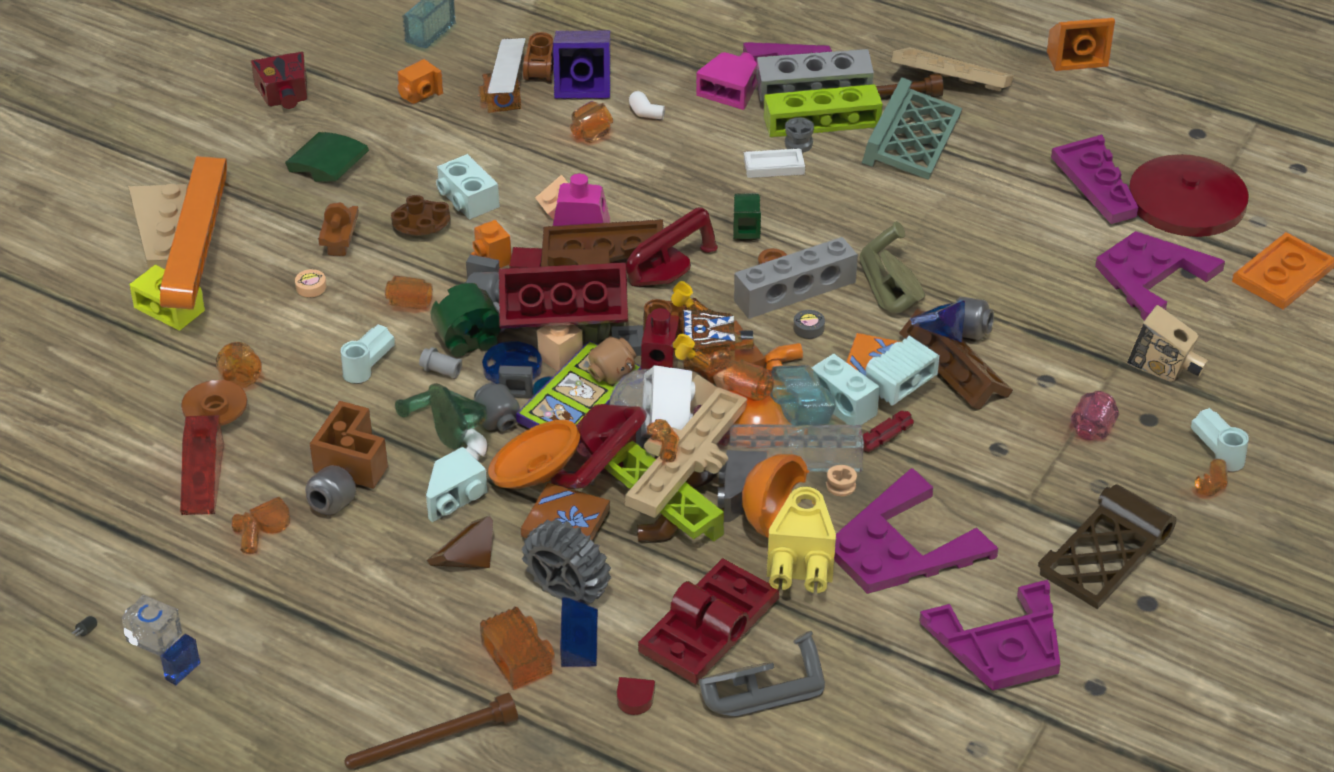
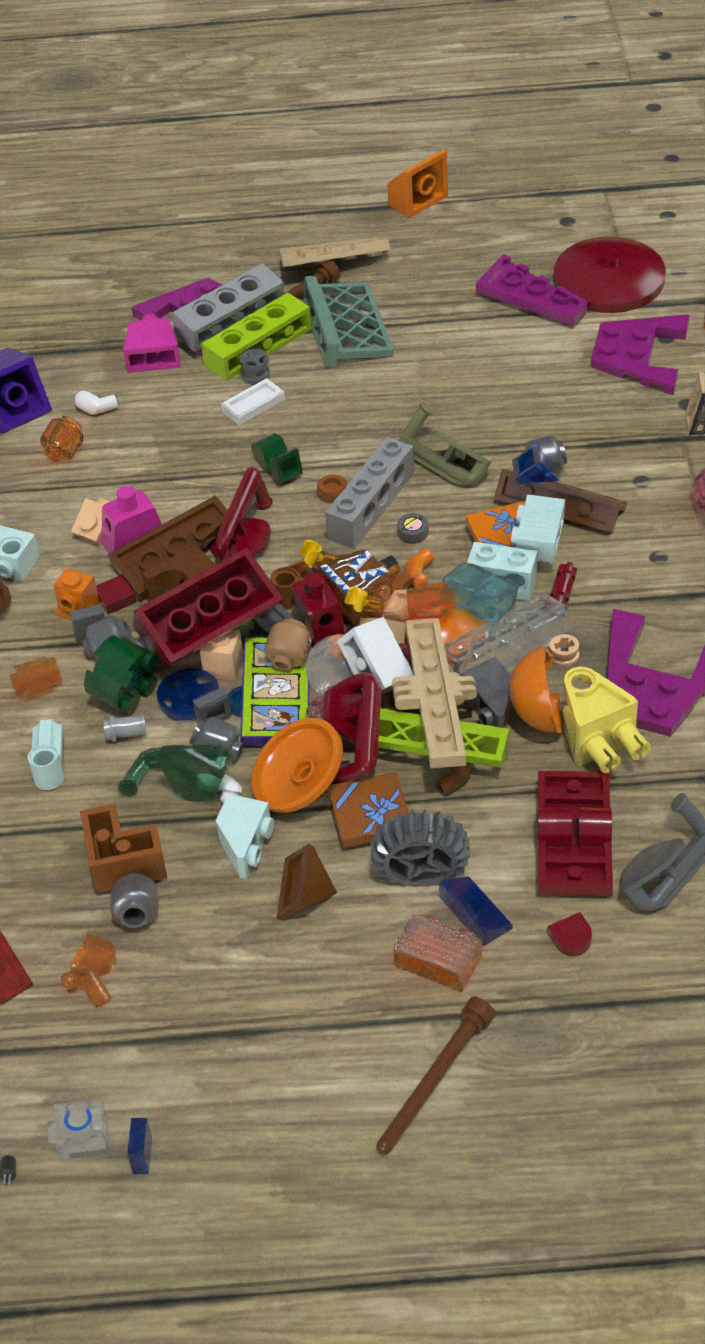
camera: 30 degrees left, 5 degrees up
(670, 440) = (419, 686): clear orange arm -> none

